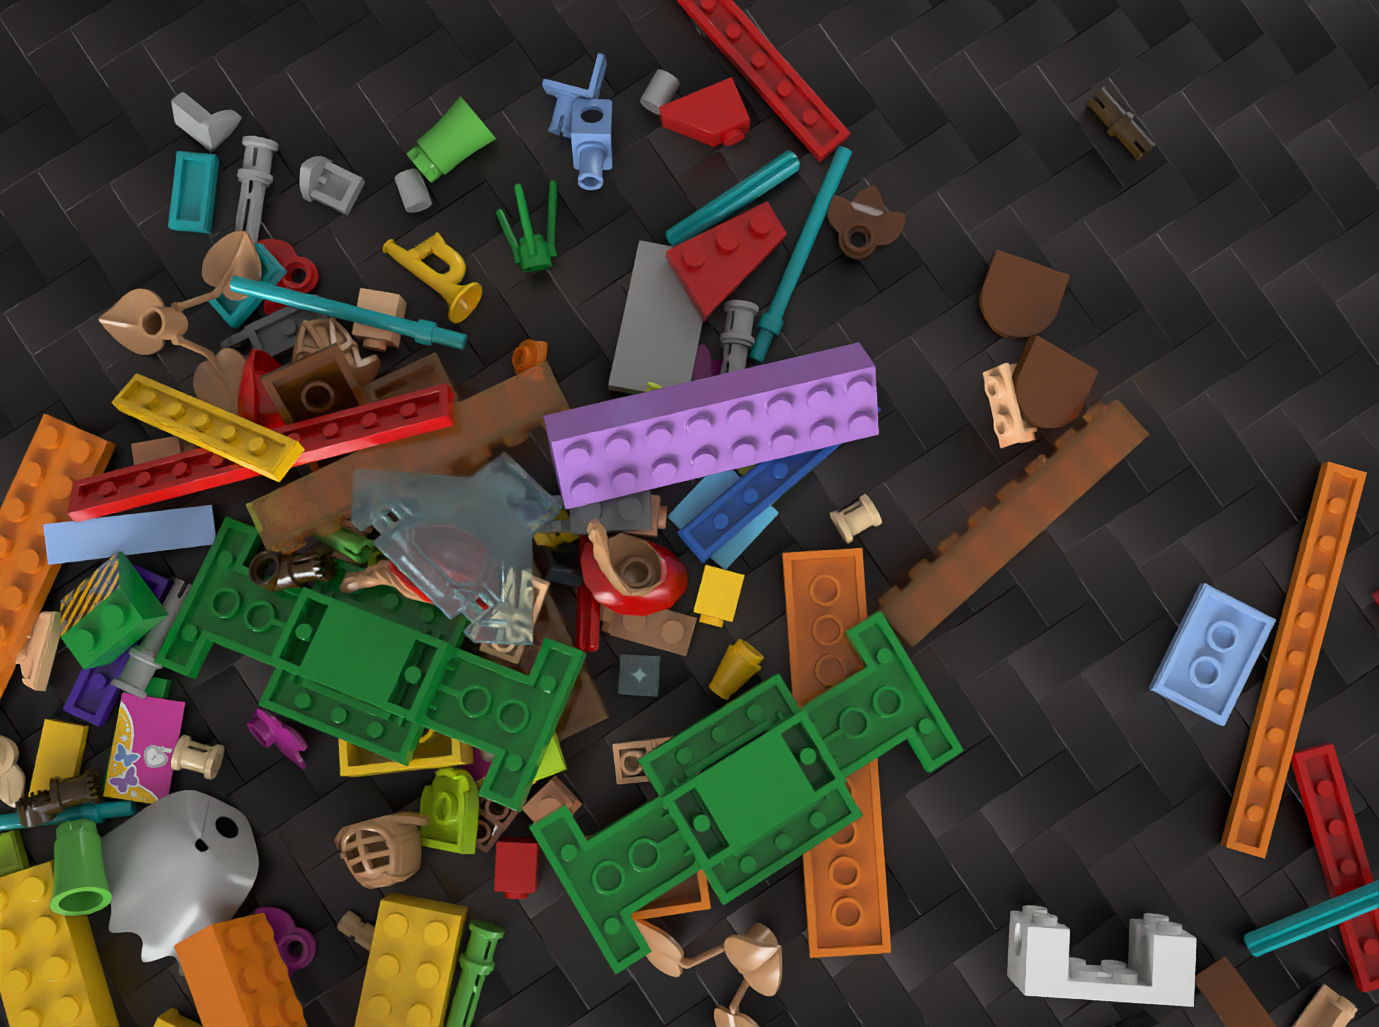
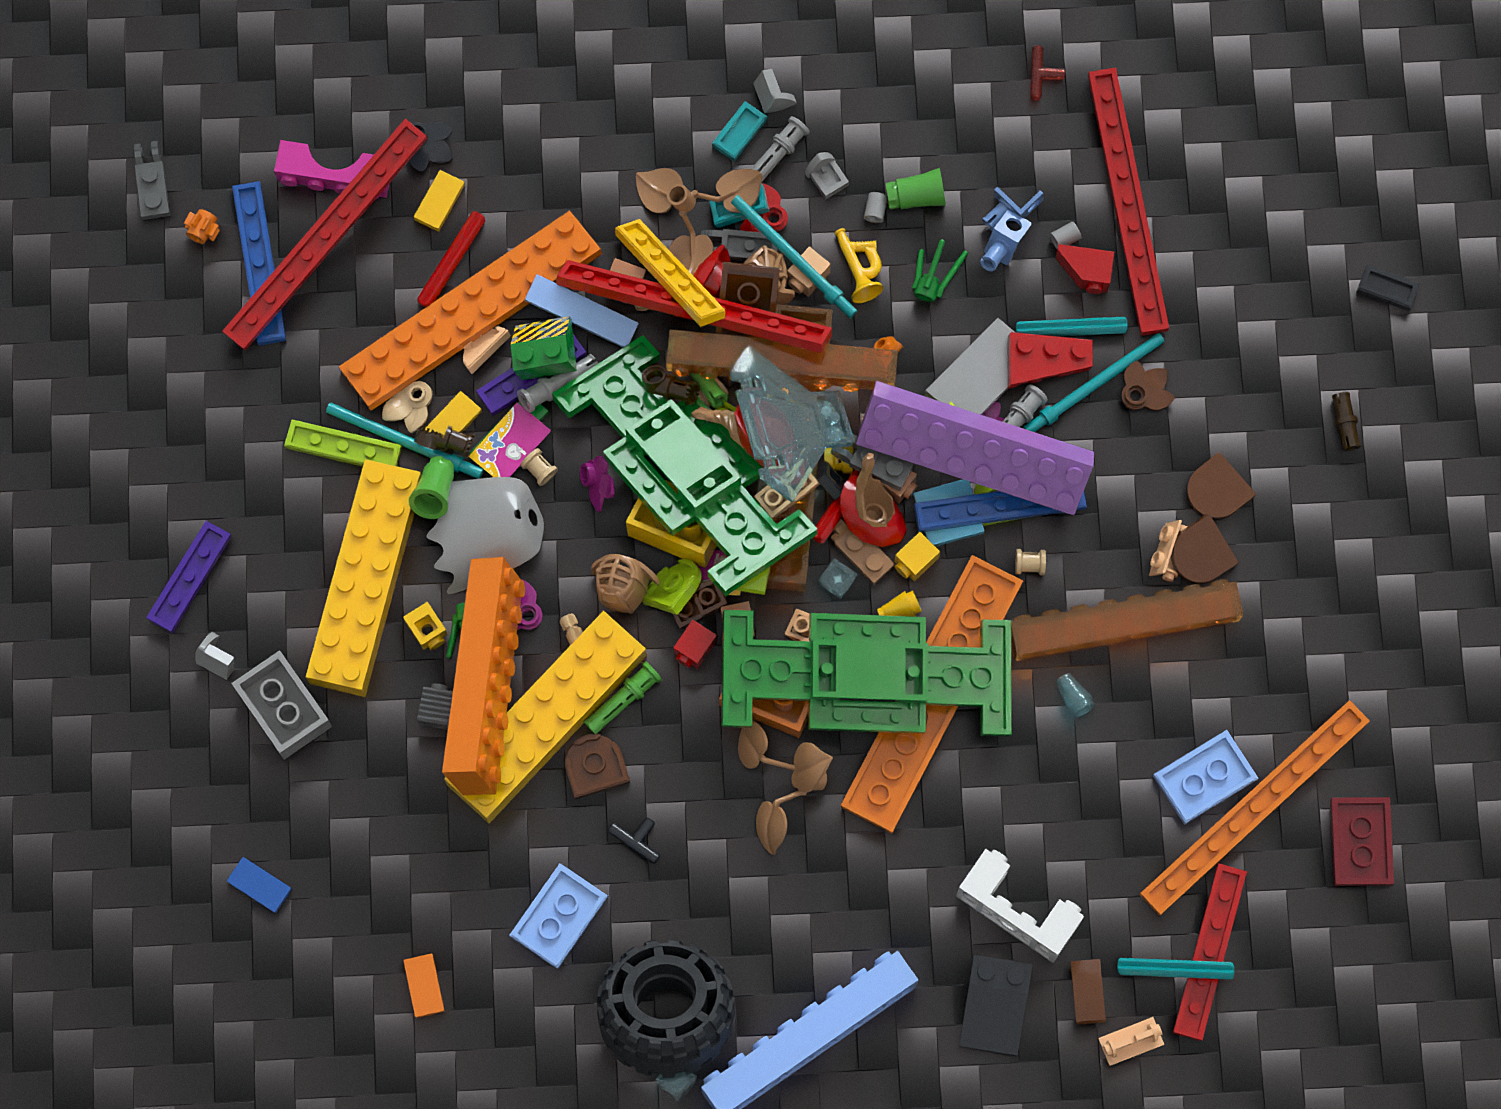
camera: 30 degrees right, 10 degrees down
(1004, 650) = (1075, 696): none -> clear light blue cone

